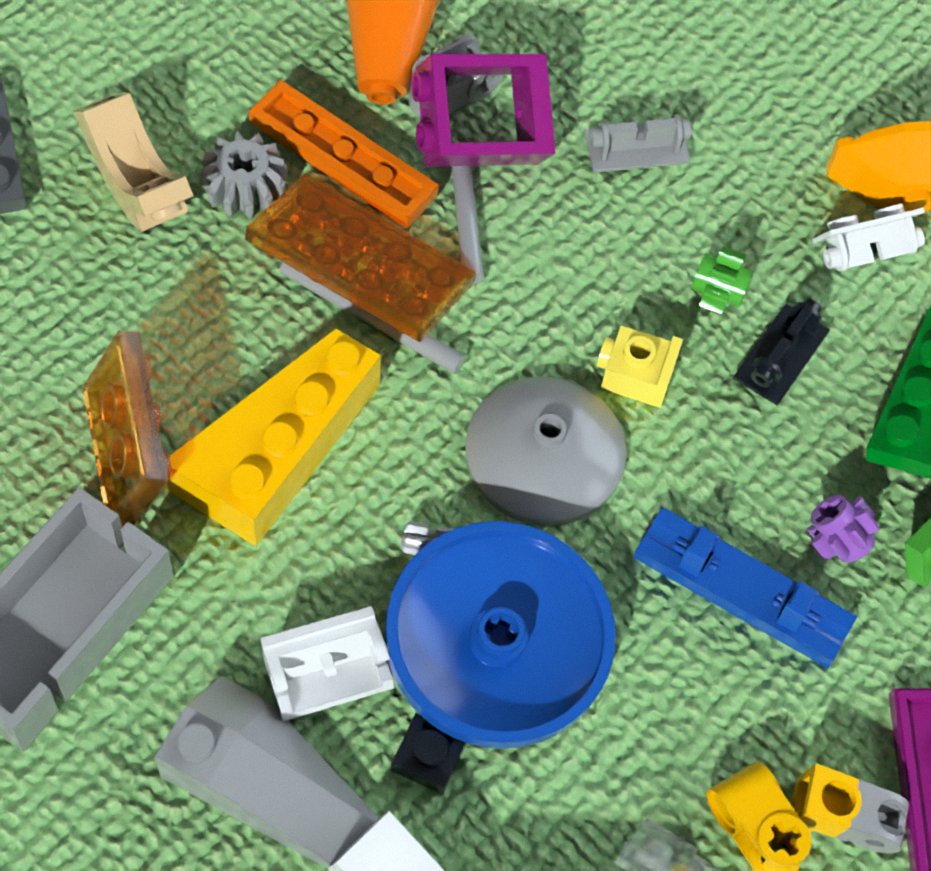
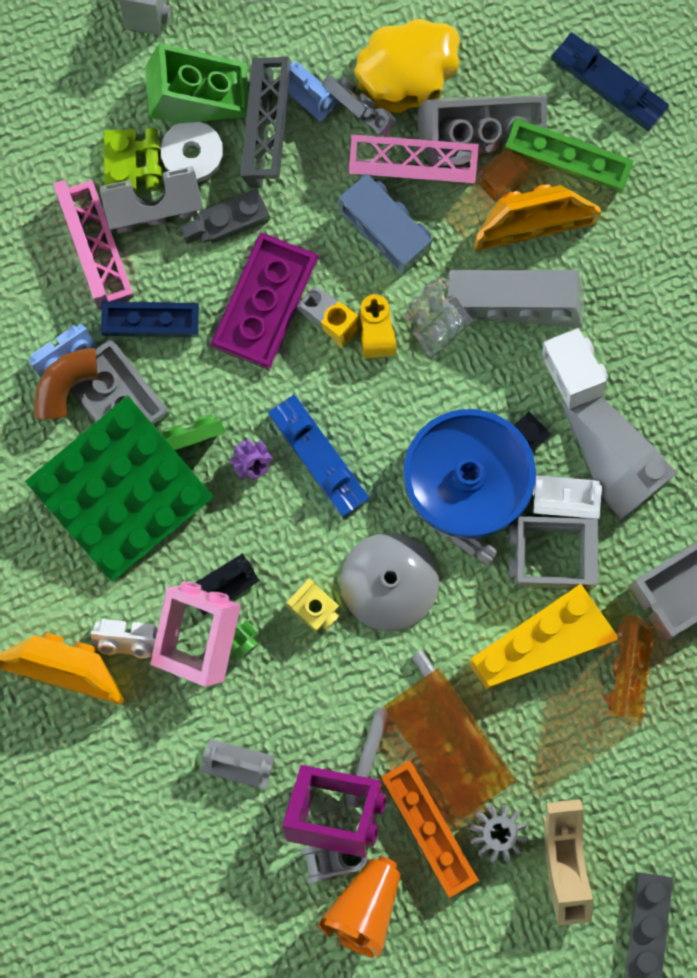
camera: 155 degrees left, 15 degrees up
(300, 527) = (588, 552): none -> light grey window
(787, 245) = (220, 640): none -> bright pink window

